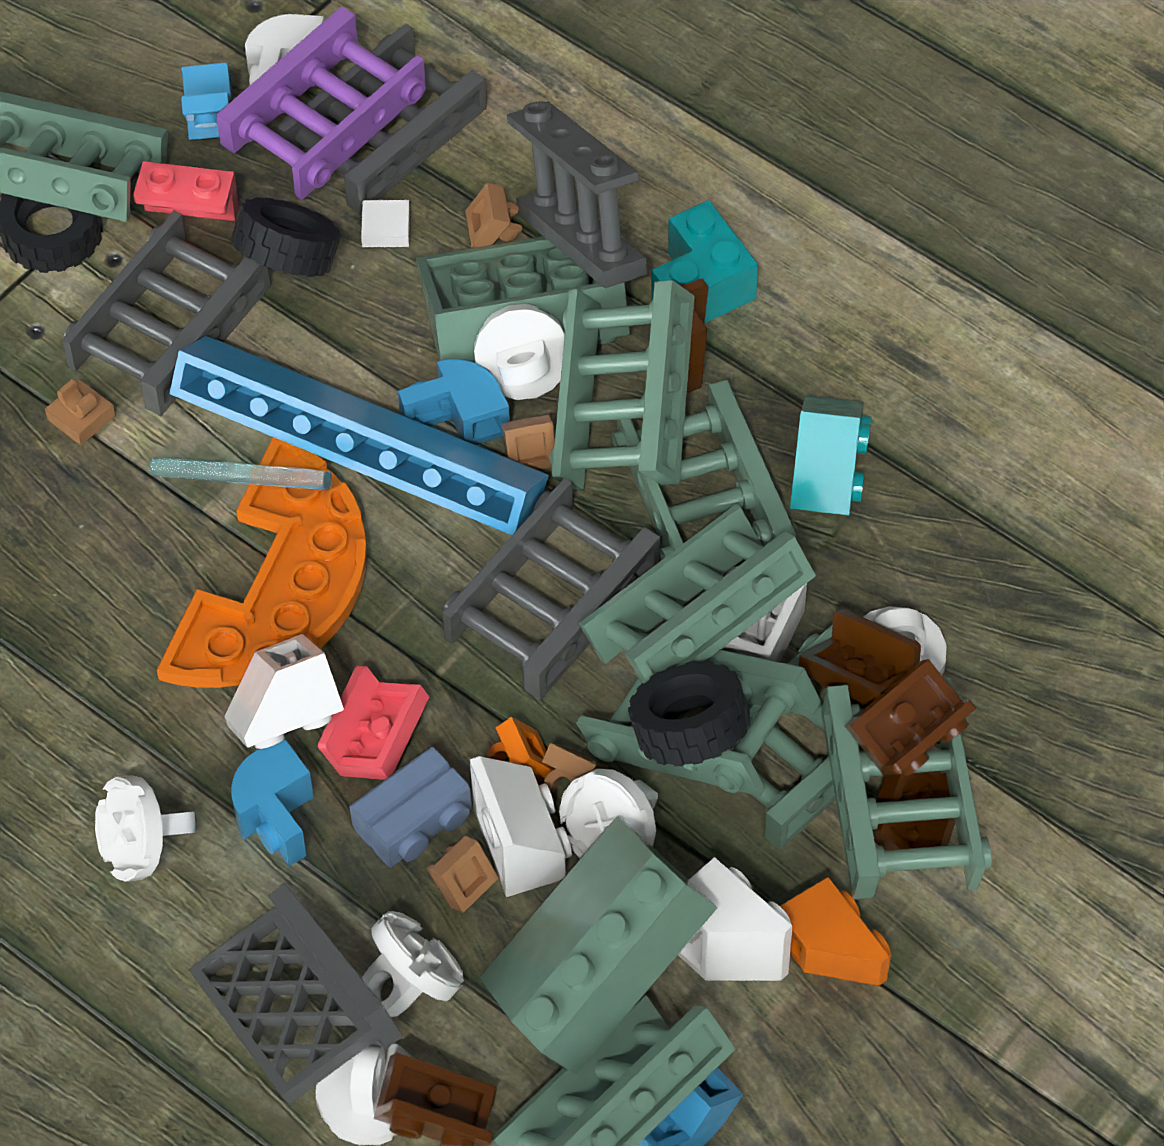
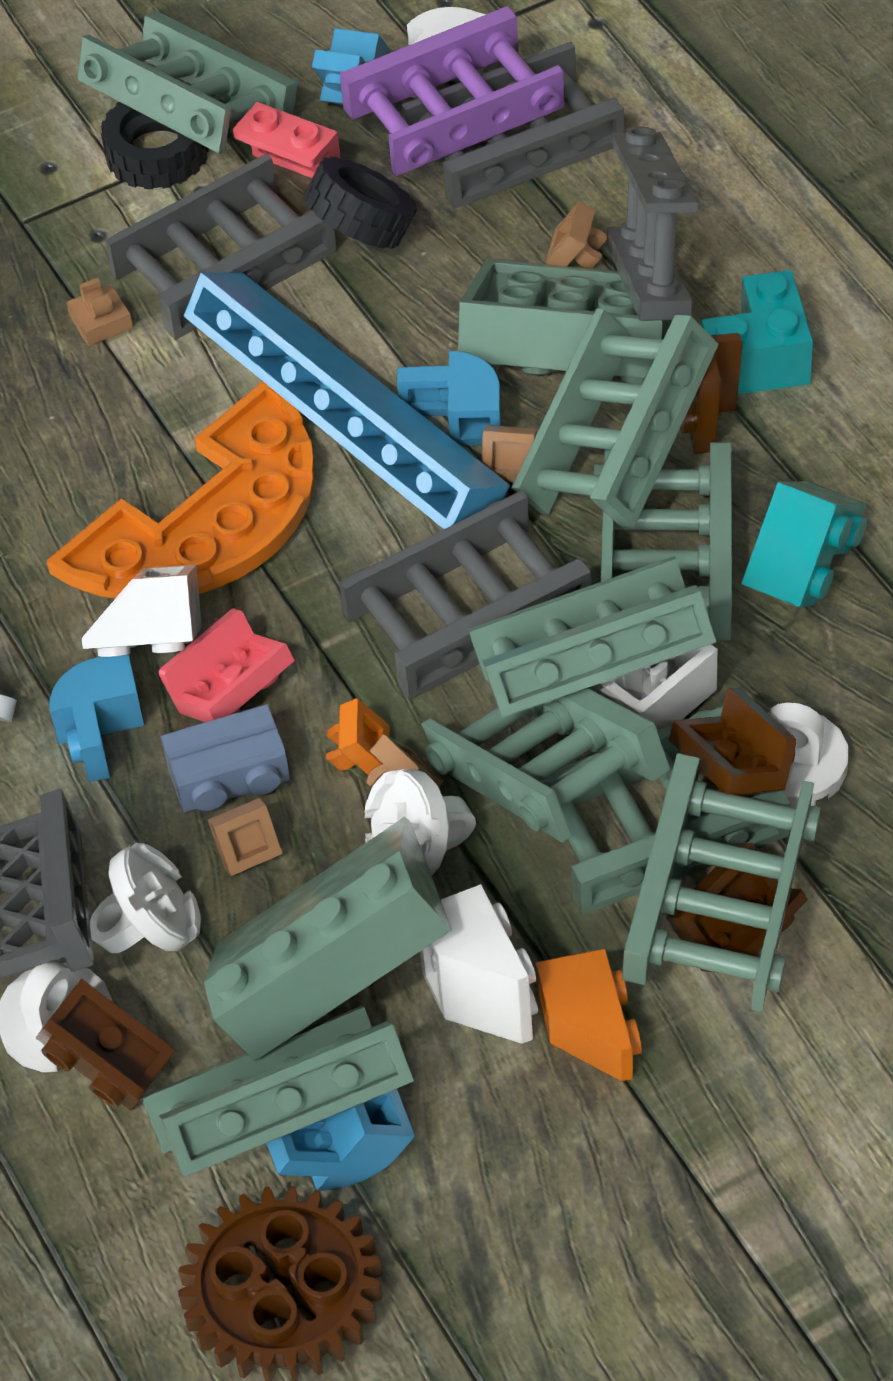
camera: 25 degrees right, 5 degrees down
(241, 473) = (214, 404): clear light blue bar -> none
(385, 223) = (471, 221): white tile -> none
(518, 825) = (316, 800): white slope -> none
(521, 350) = (532, 360): white tile -> none
(694, 737) = (519, 736): black tyre -> none
(910, 720) = (744, 807): reddish brown bracket -> none

